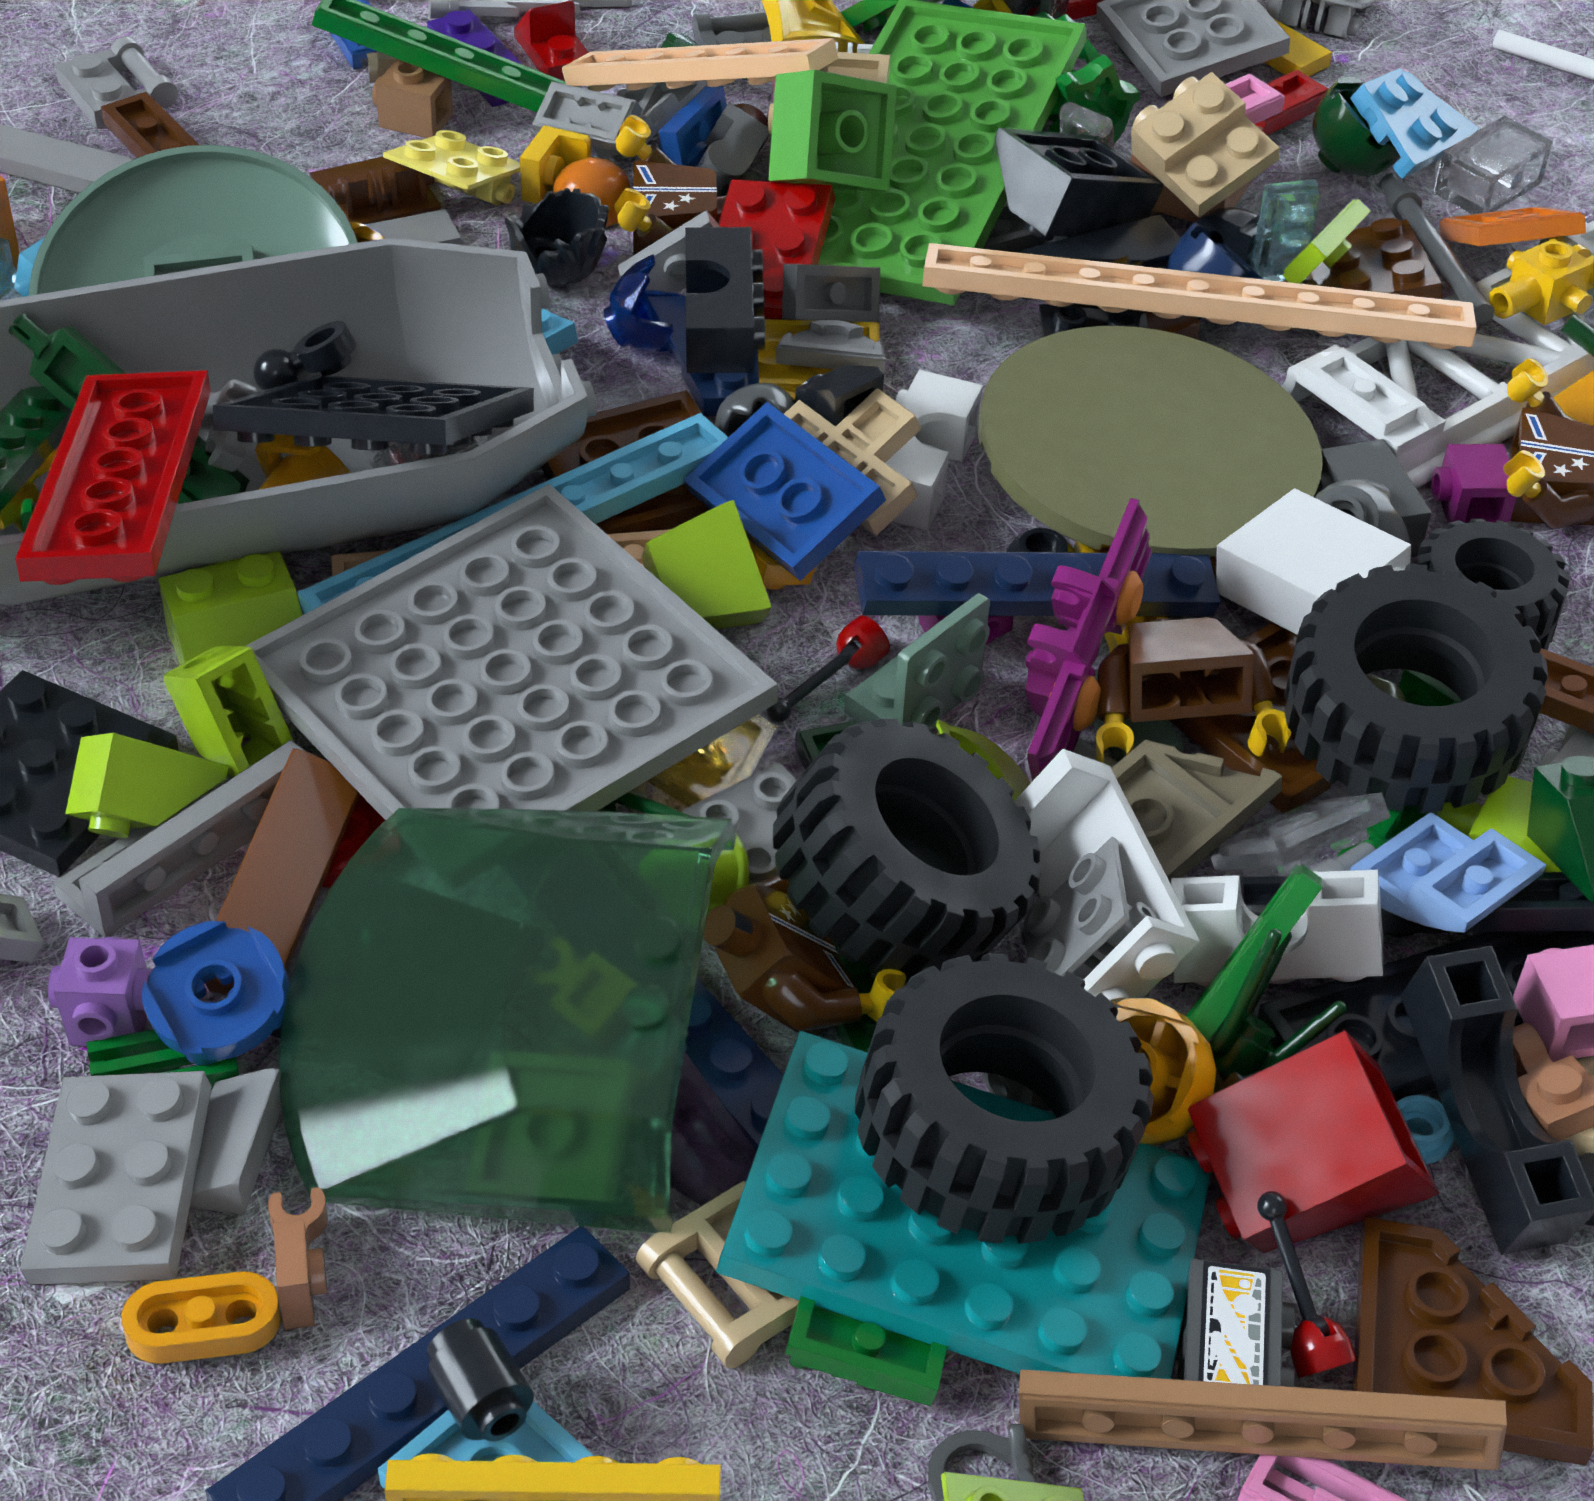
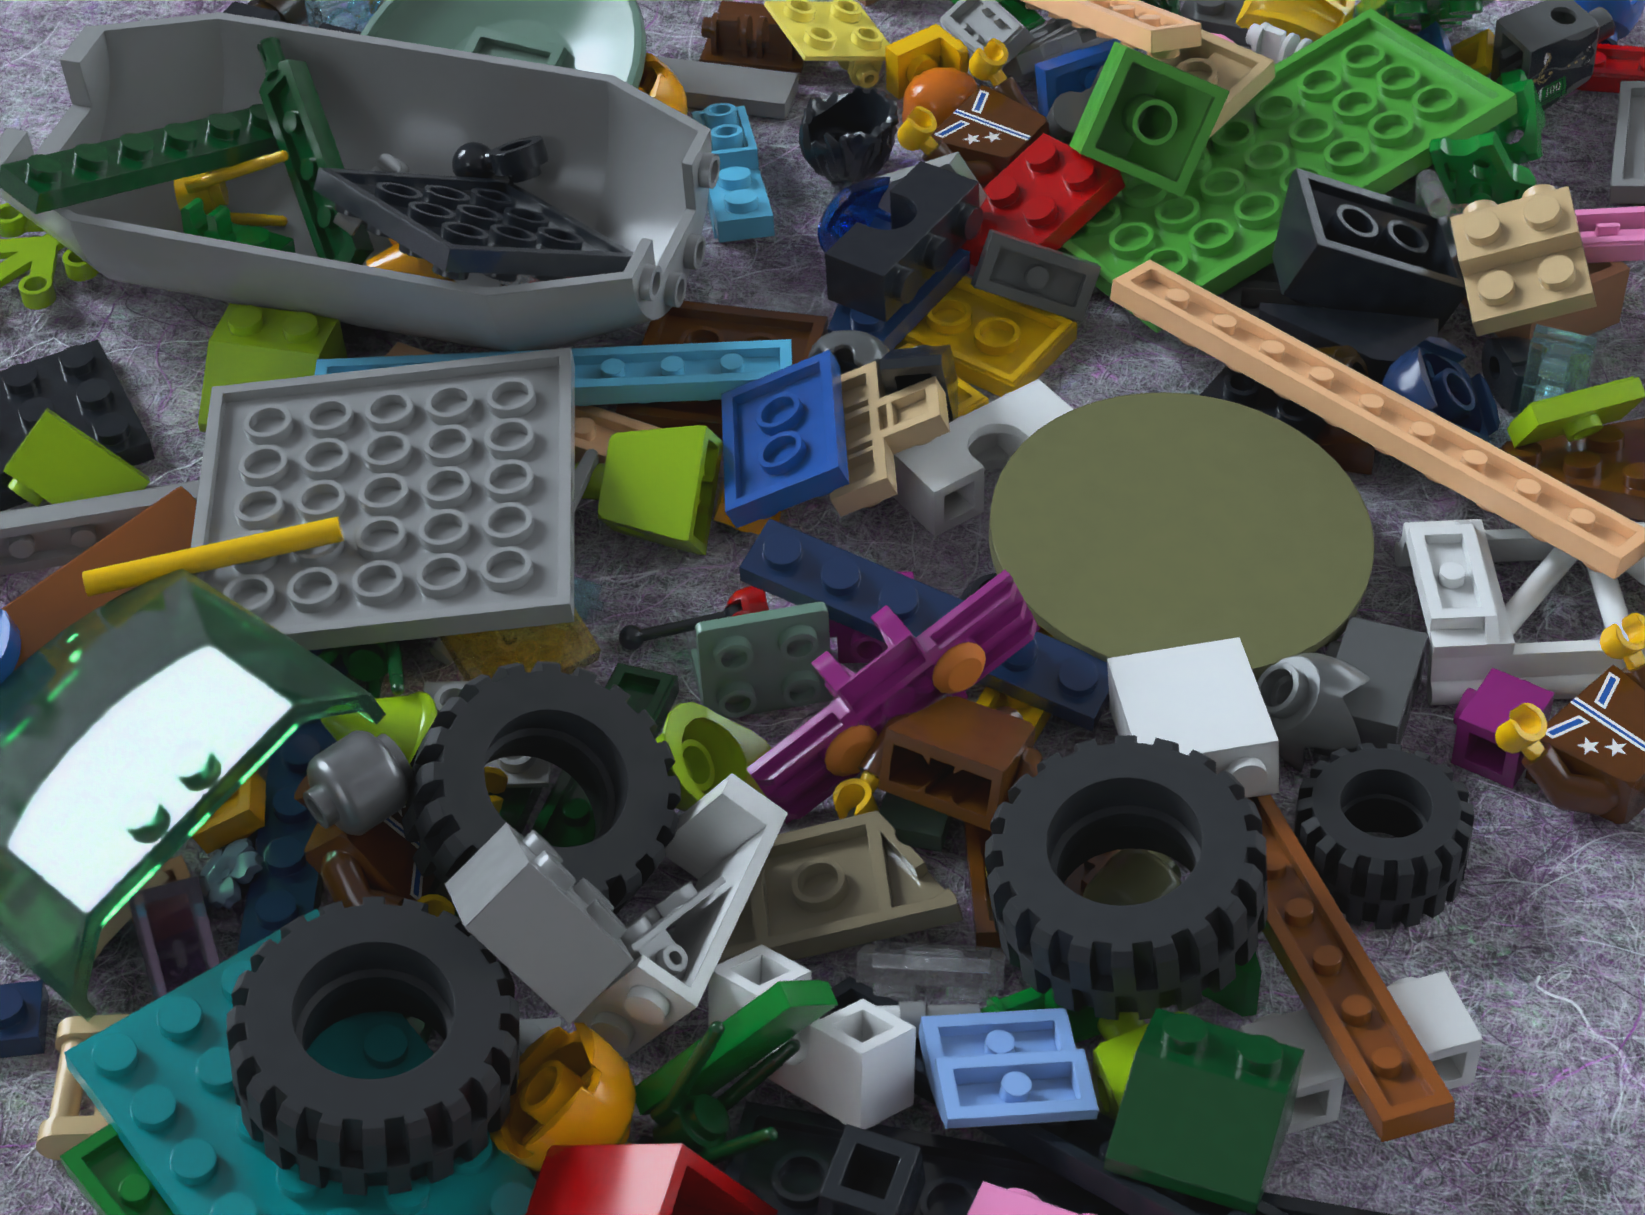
camera: 40 degrees right, 0 degrees up
(115, 478) = (197, 198): red plate -> none
(226, 699) = (172, 428): lime torso -> none
(411, 787) = (214, 555): none -> yellow bar
(783, 894) = (358, 782): none -> flat silver head
(829, 346) = (998, 327): light grey tile -> none
(1051, 916) = (538, 922): none -> light grey brick

